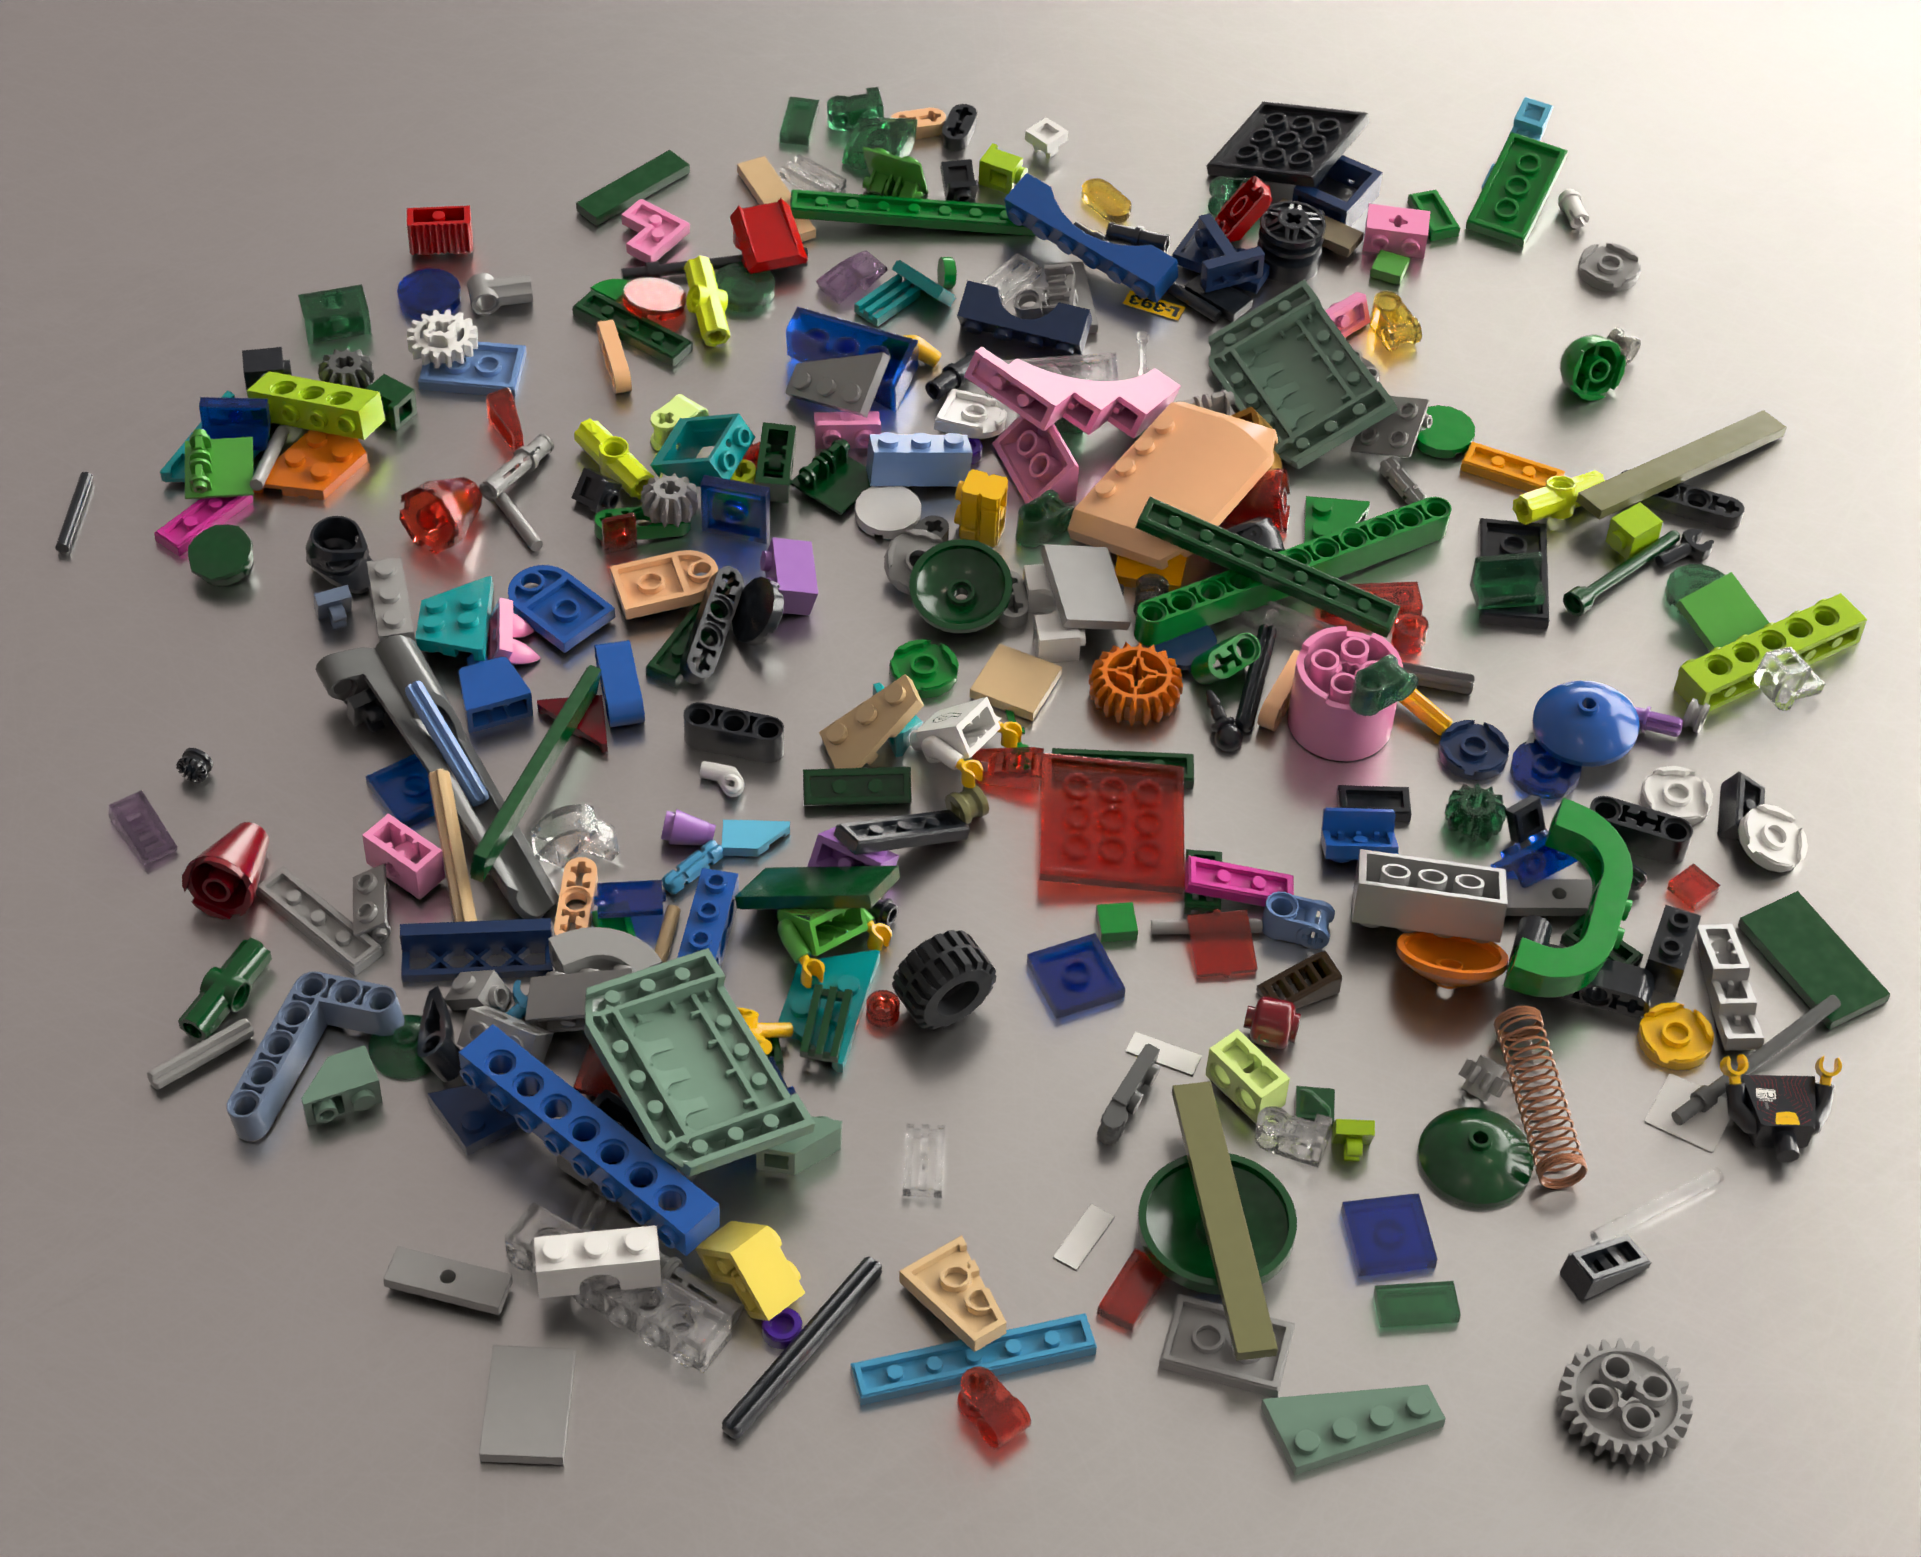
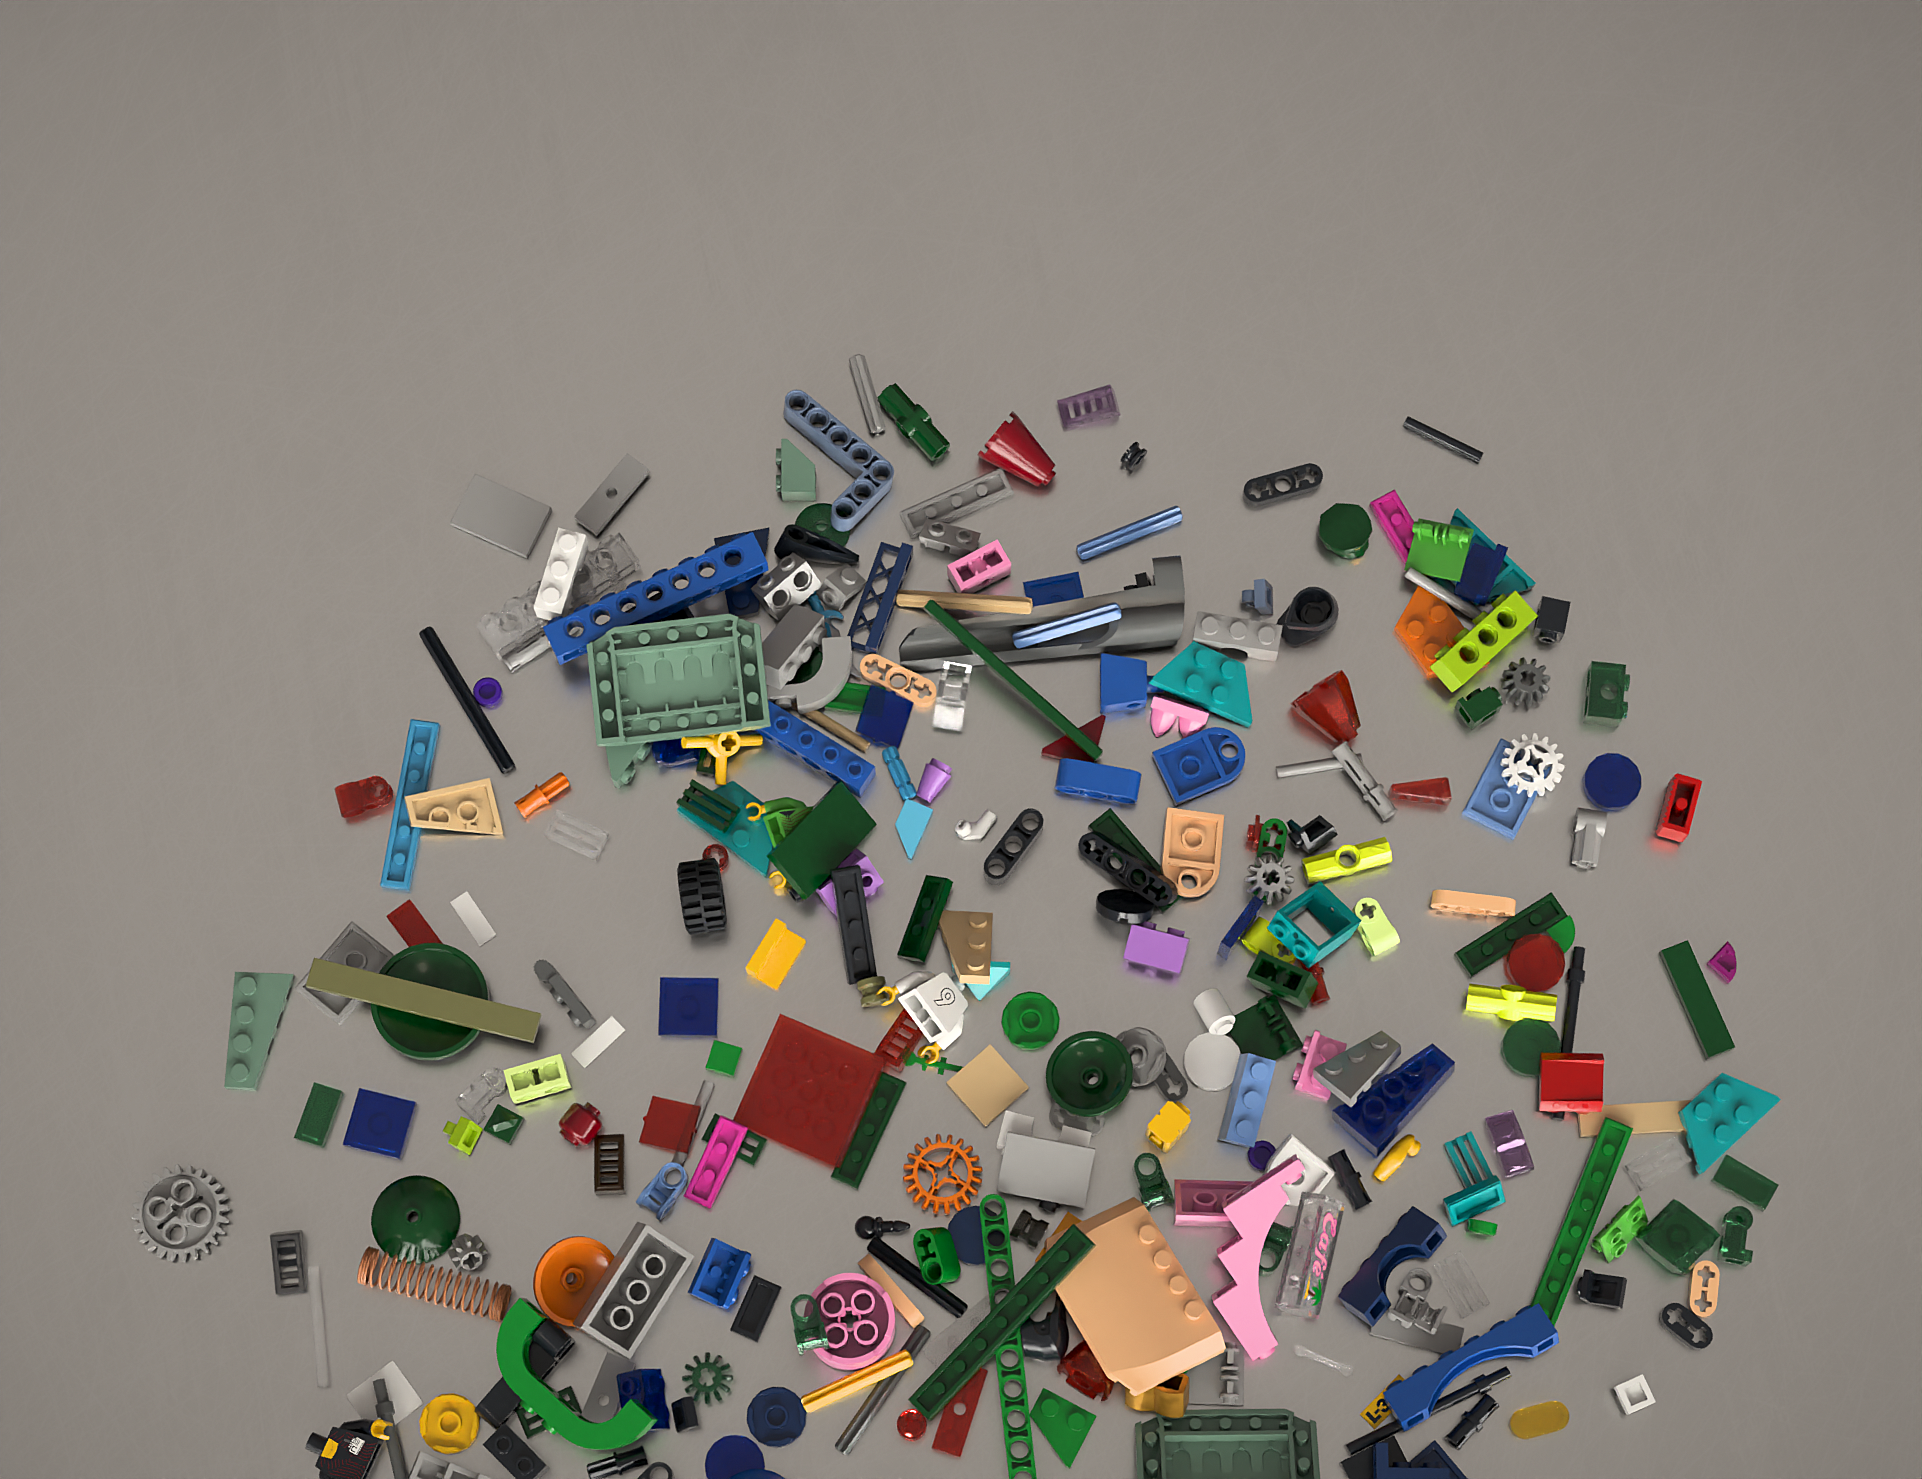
camera: 115 degrees right, 25 degrees up
(182, 641) = (1261, 484): none -> black beam
(296, 746) = (1129, 532): none -> medium blue axle
(584, 180) = (1724, 962): none -> magenta tile
(656, 230) = (1626, 1000): bright pink plate -> none
(747, 142) = (1722, 1116): none -> teal wing
(754, 1265) = (528, 679): light yellow brick -> none
(836, 512) = (1214, 1012): none -> white brick
(890, 1212) = (542, 794): none -> orange axle
(970, 914) = (775, 955): none -> yellow panel
(1000, 169) = (1605, 1335): lime brick -> none

